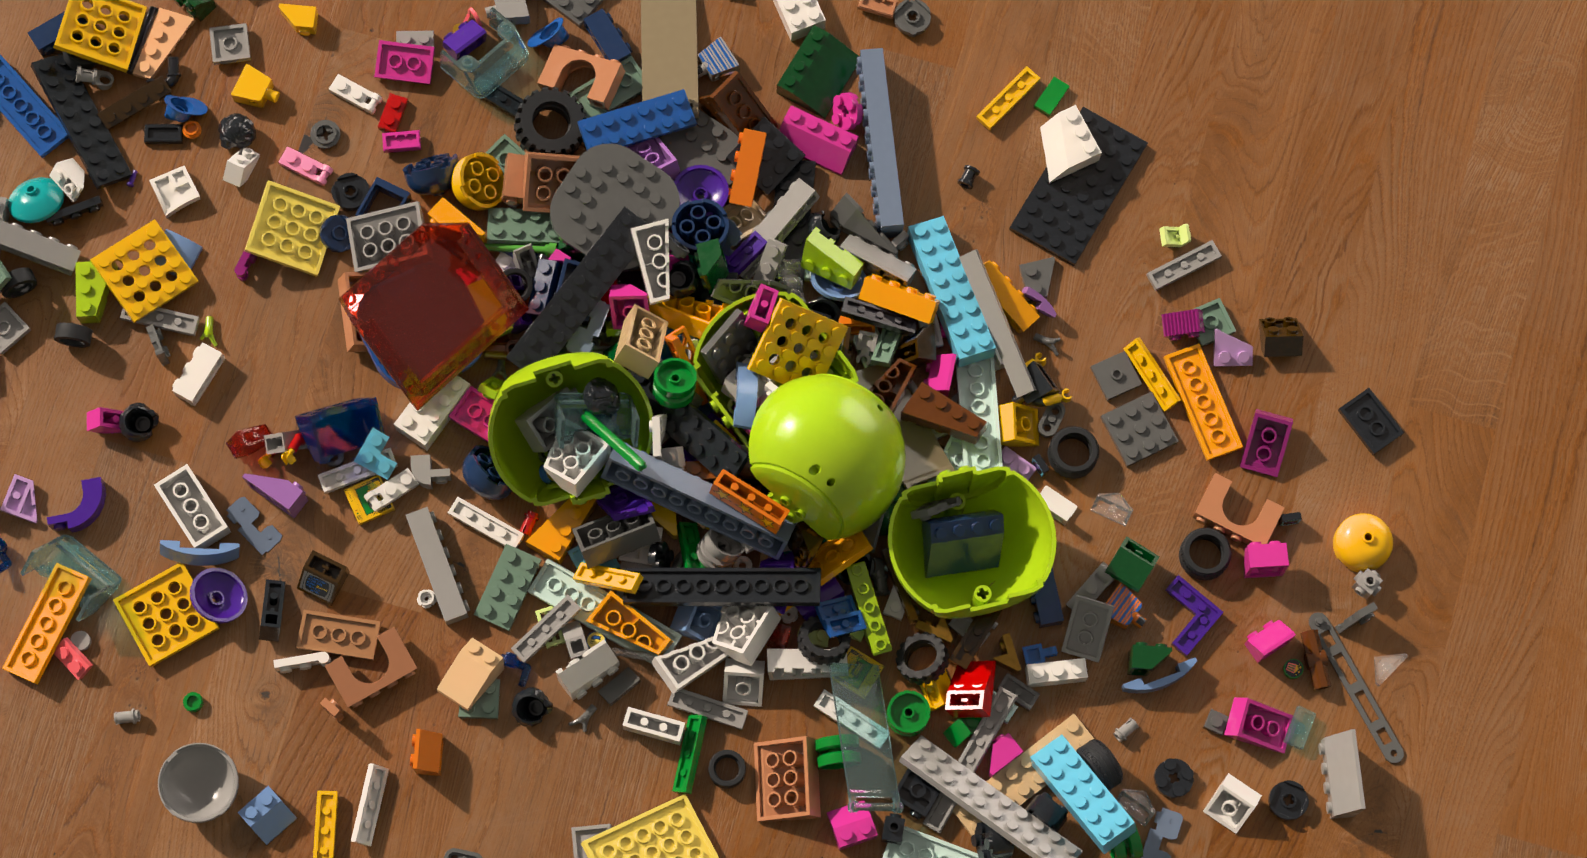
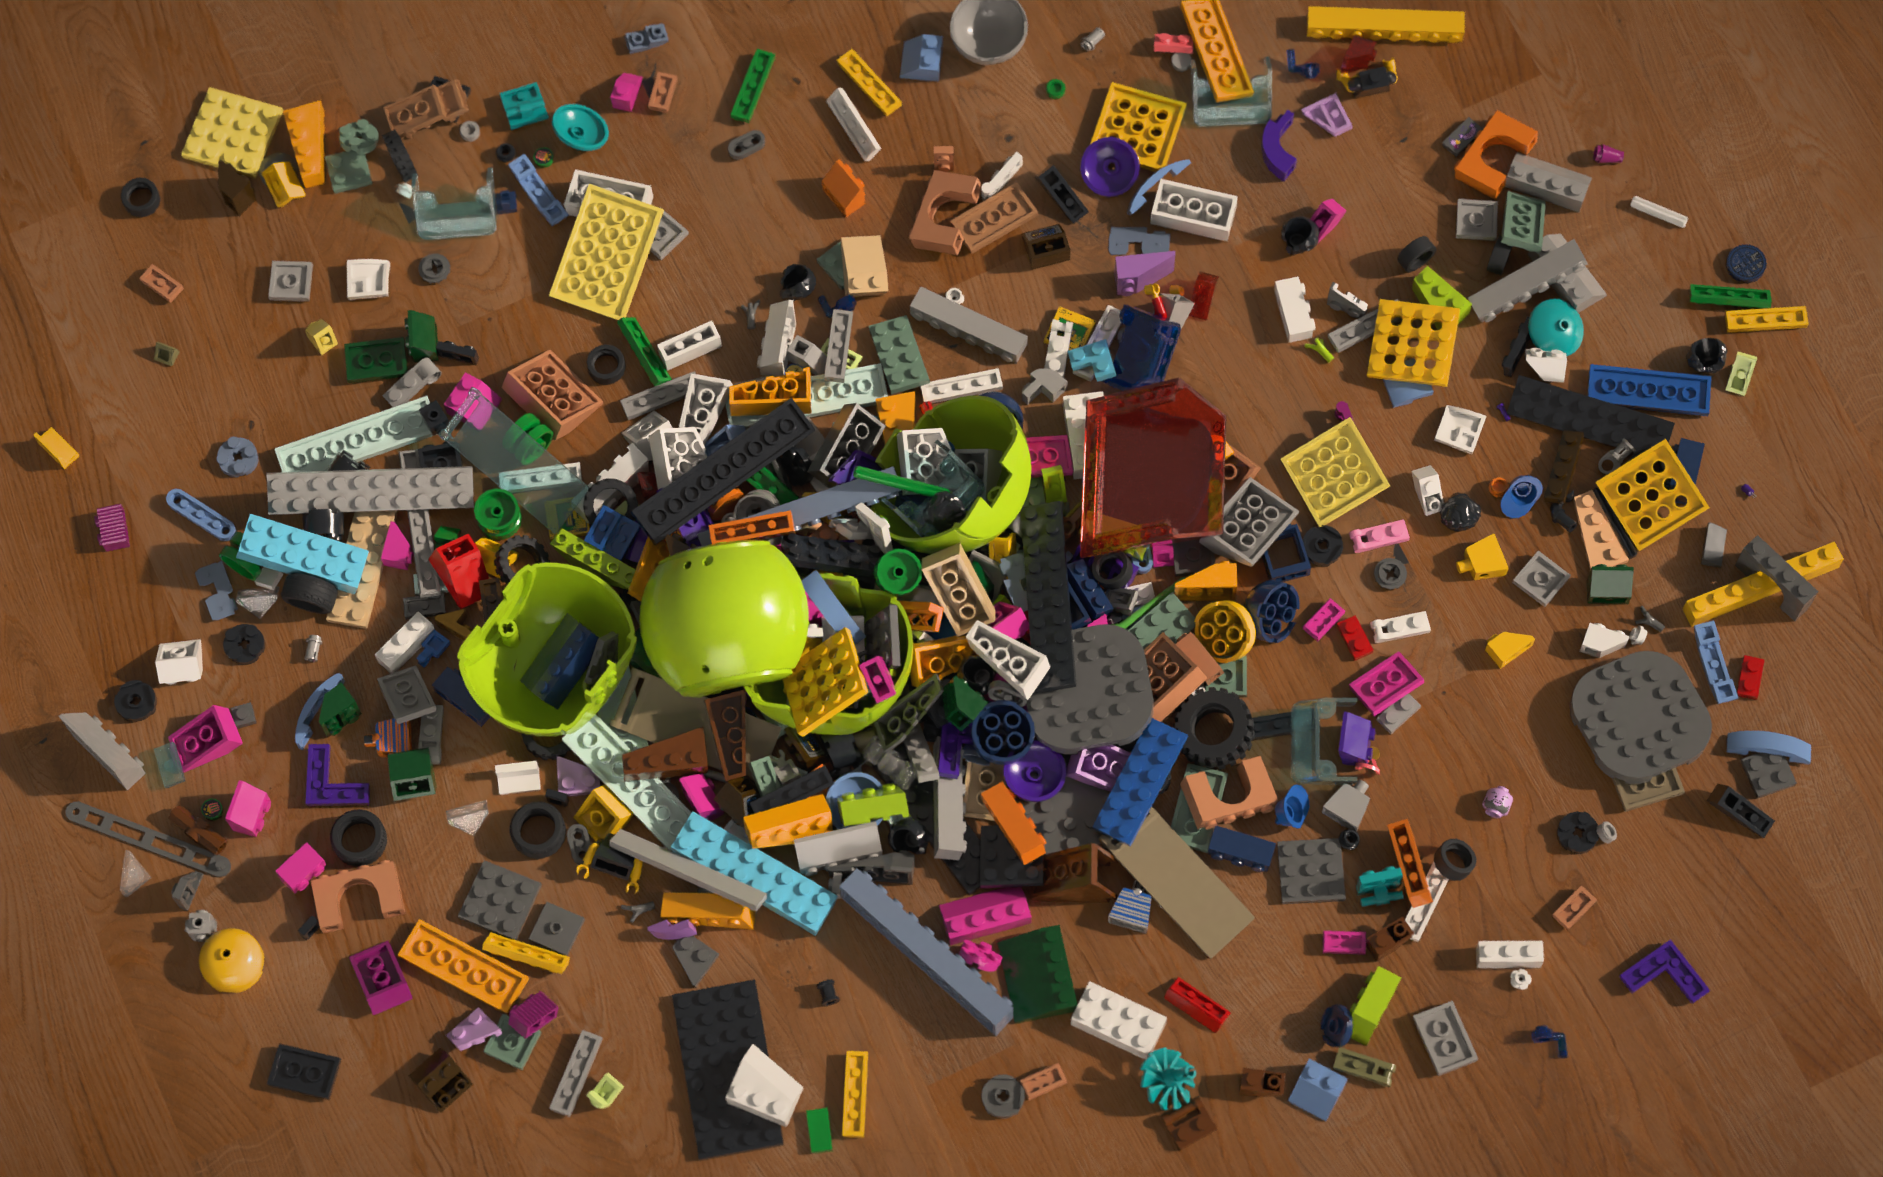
camera: 145 degrees right, 5 degrees down
(163, 134) = (1517, 465): black tile -> none
(335, 233) = (1302, 499): dark blue tile -> none
(608, 578) = (816, 409): yellow plate -> none
(619, 686) = (745, 357): dark grey slope -> none

